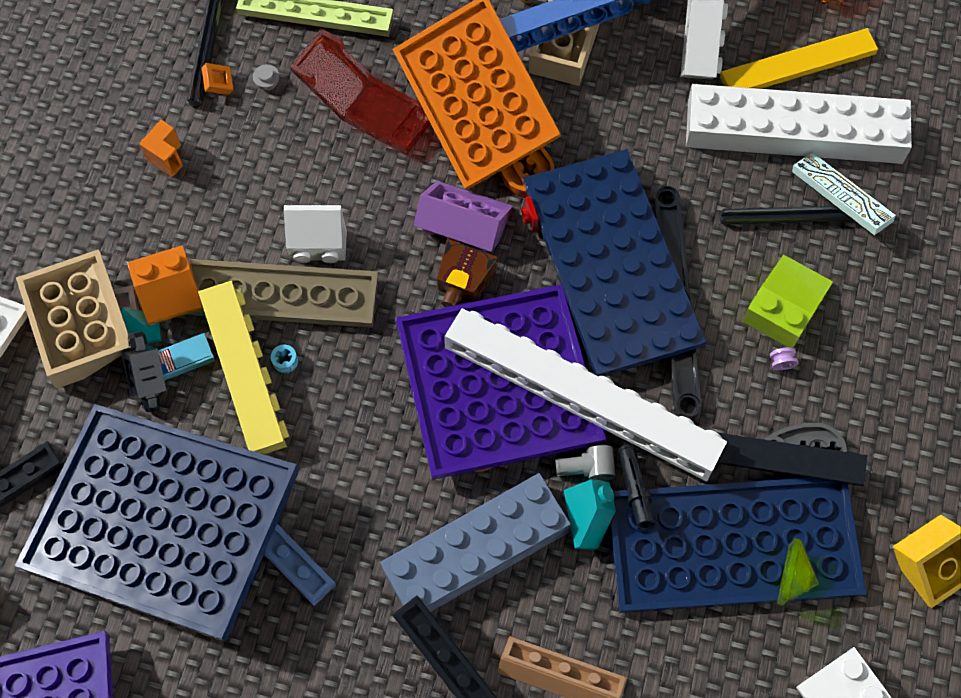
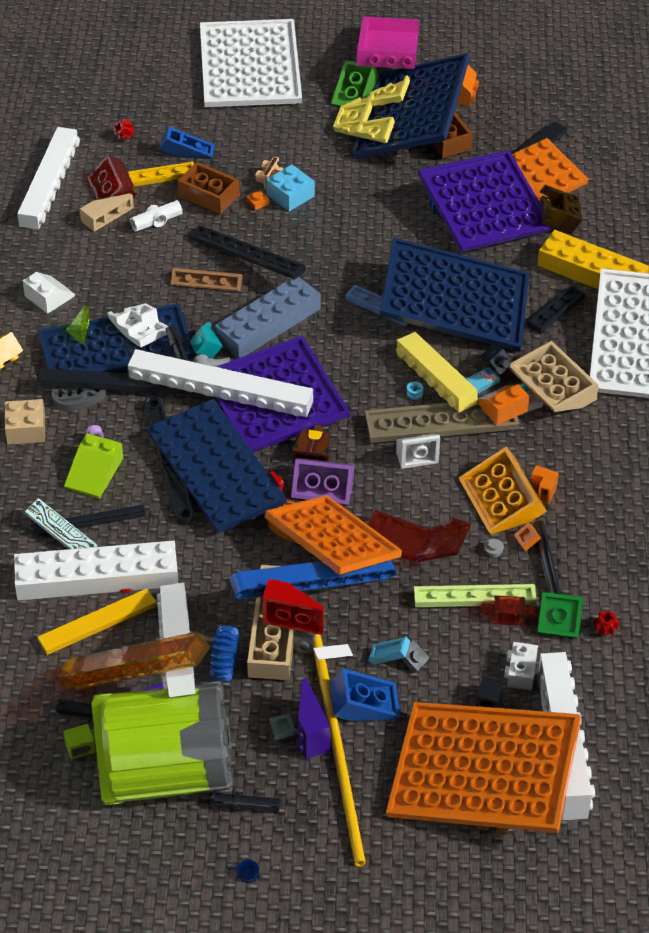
camera: 165 degrees right, 20 degrees down
(223, 150) = (502, 492): none -> light orange slope
(694, 560) = (139, 324): none -> white slope
(890, 398) = (25, 421): none -> tan brick

